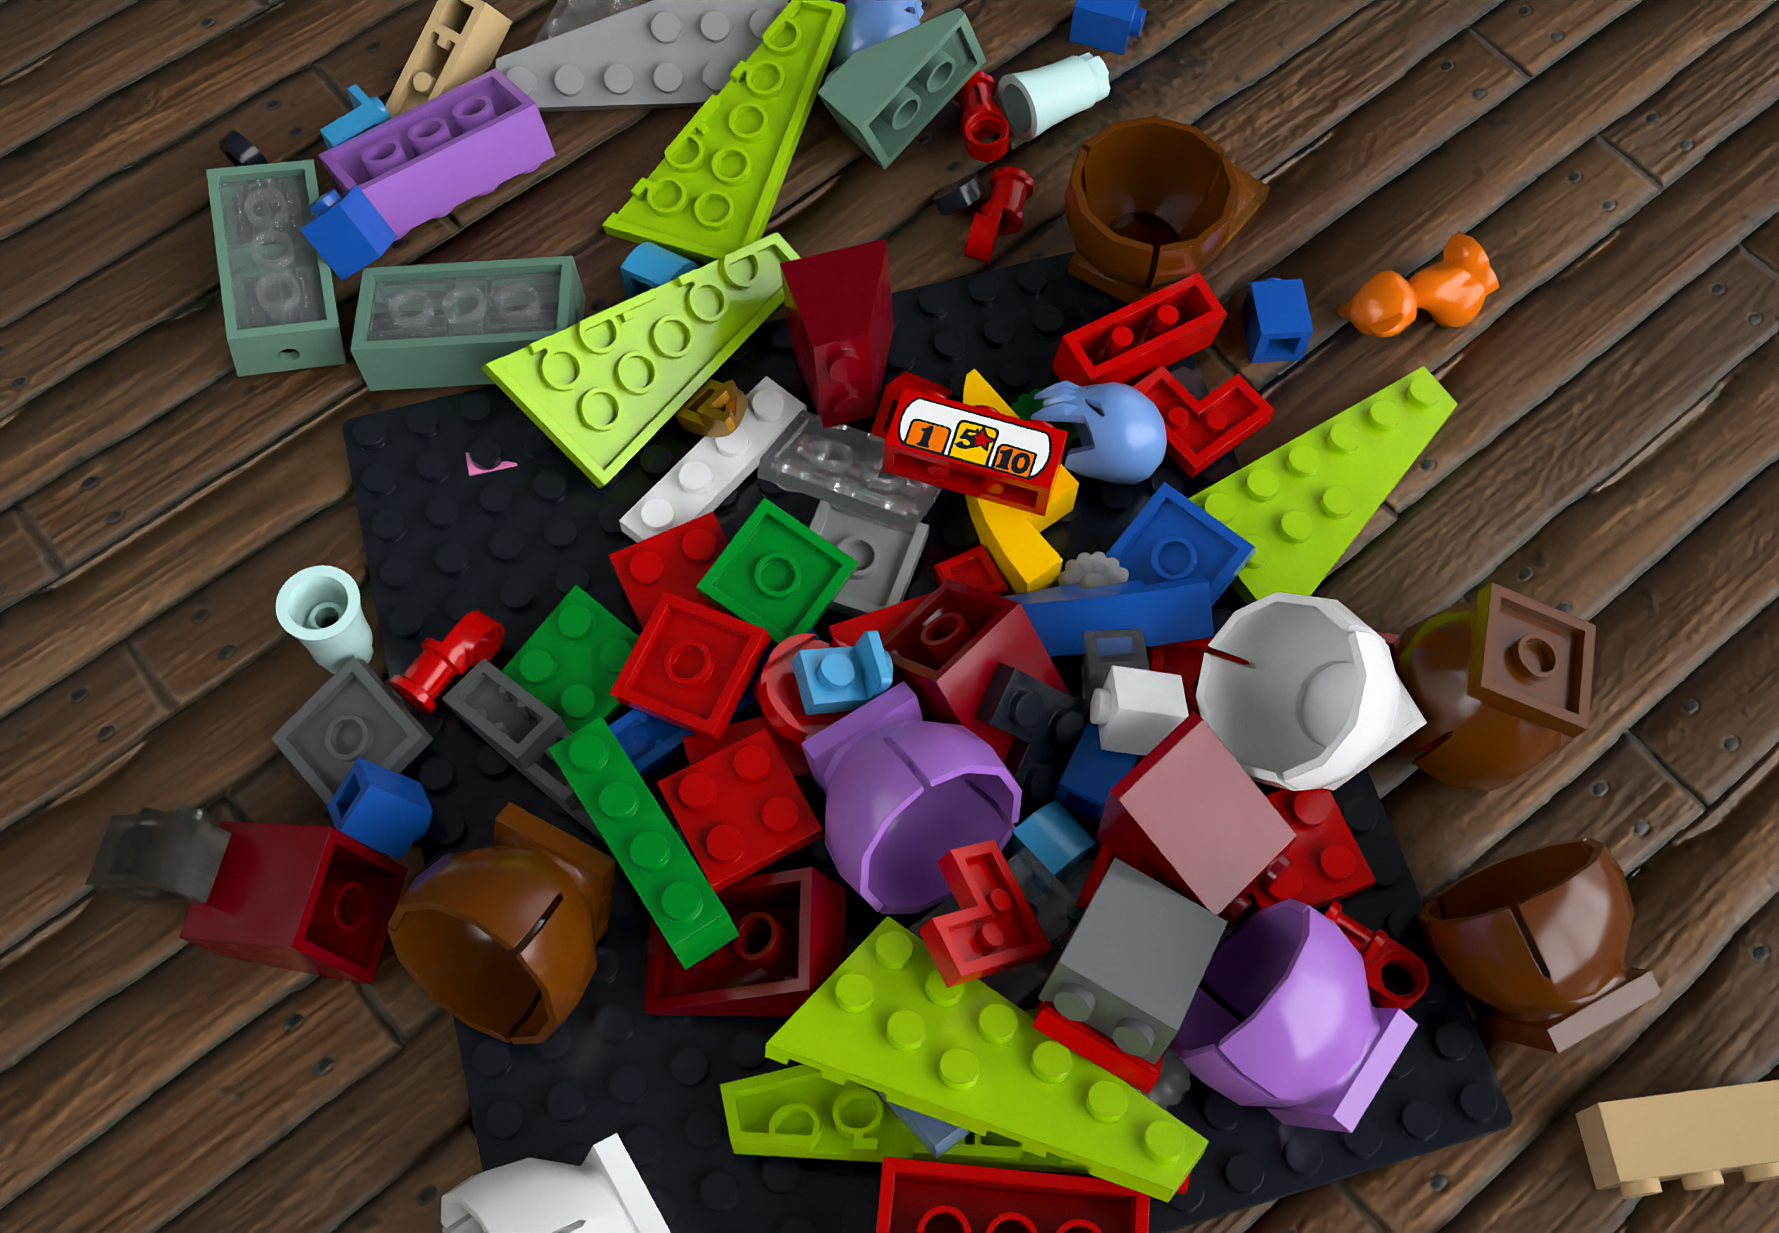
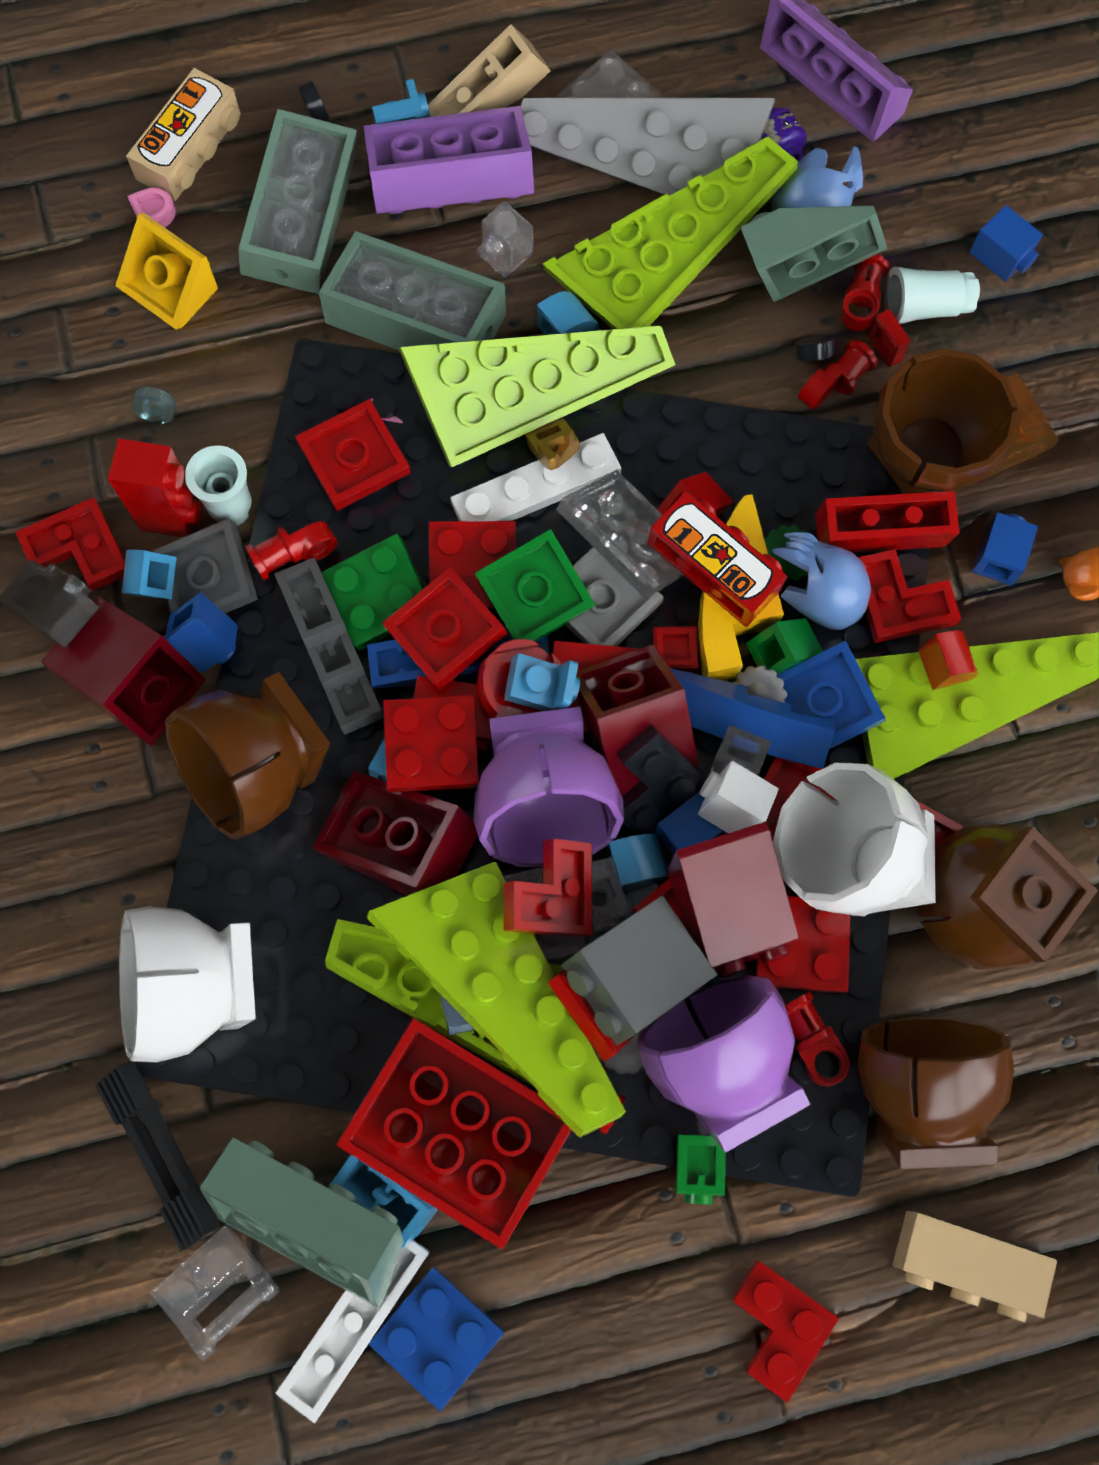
camera: 25 degrees right, 10 degrees up
(91, 346) = (154, 203): none -> bright pink tile
(97, 247) = (184, 134): none -> brick
(141, 408) = (165, 273): none -> yellow slope
(162, 759) = (79, 534): none -> red plate
(193, 567) = (154, 405): none -> clear light blue tile
(243, 655) = (154, 488): none -> red brick
(277, 768) = (148, 574): none -> dark azure brick
(347, 231) = (355, 198): blue brick -> none
(476, 520) = (353, 454): none -> red plate
(546, 214) = (505, 239): none -> clear brick
(644, 843) = (354, 738): green brick -> none
(841, 327) = (672, 422): dark red slope -> none
(1034, 153) = (889, 338): none -> red tile
(1093, 521) = (784, 645): none -> green brick
(1286, 456) = (948, 659): none -> red brick
(1318, 1179) = (699, 1169): none -> green bracket

